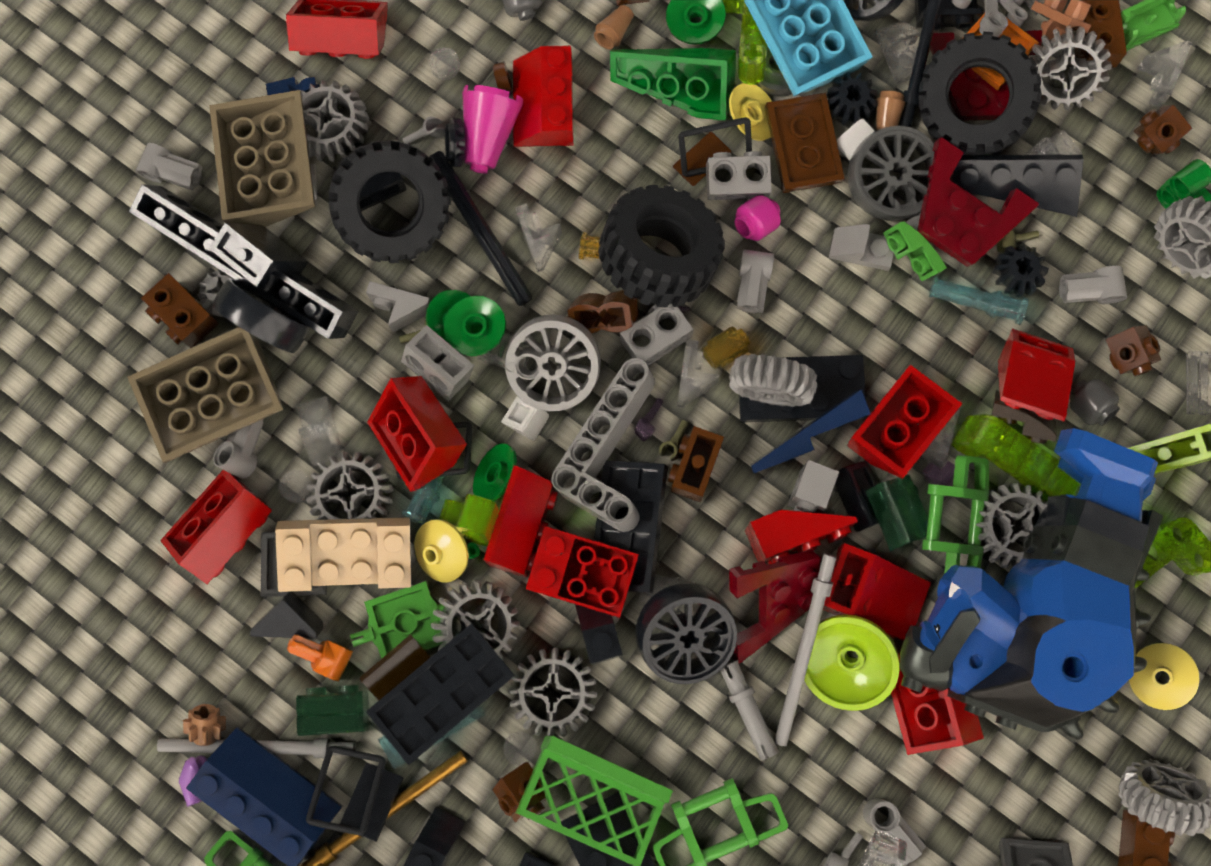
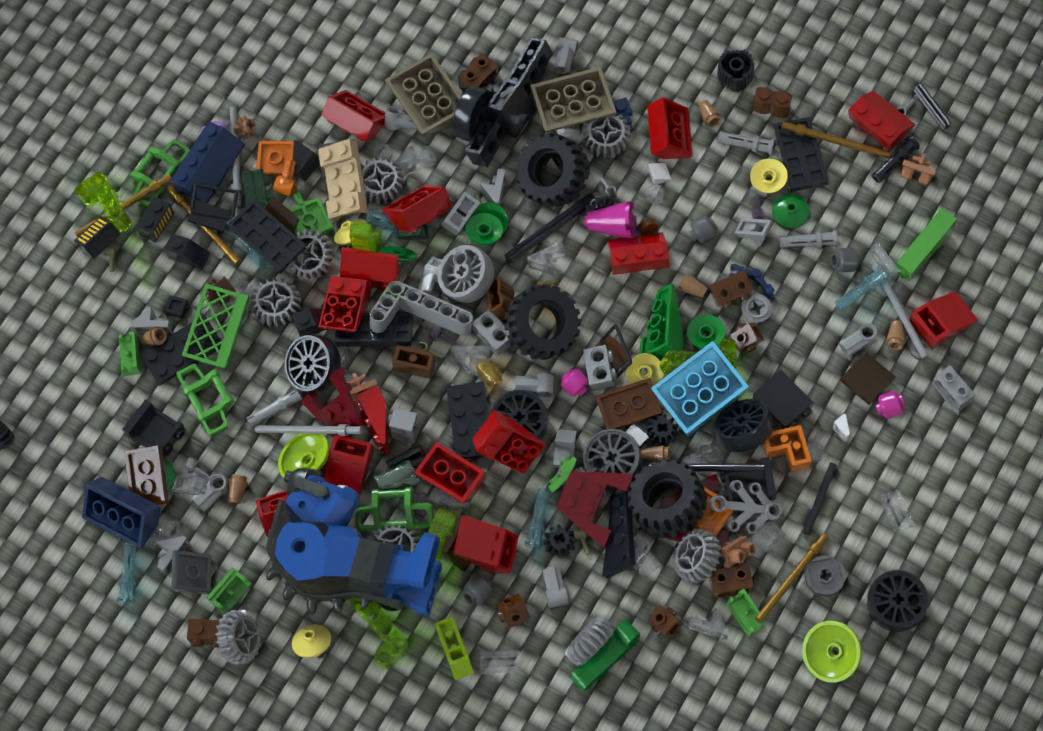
camera: 85 degrees right, 10 degrees down
(270, 675) = (272, 156): none -> orange tile
(409, 53) = (659, 173): none -> white slope
(555, 436) = (427, 283): none -> white slope
(727, 553) = (359, 388): none -> nougat hips
(773, 380) = (464, 392): light grey gear -> none
(800, 443) = (454, 442): dark blue slope -> none
(821, 275) = (525, 396): none -> black piece
(861, 326) = (507, 442): none -> red slope
(887, 784) = (237, 487): none -> medium nougat cone
(1070, 811) = (229, 591): none -> bright green hinge

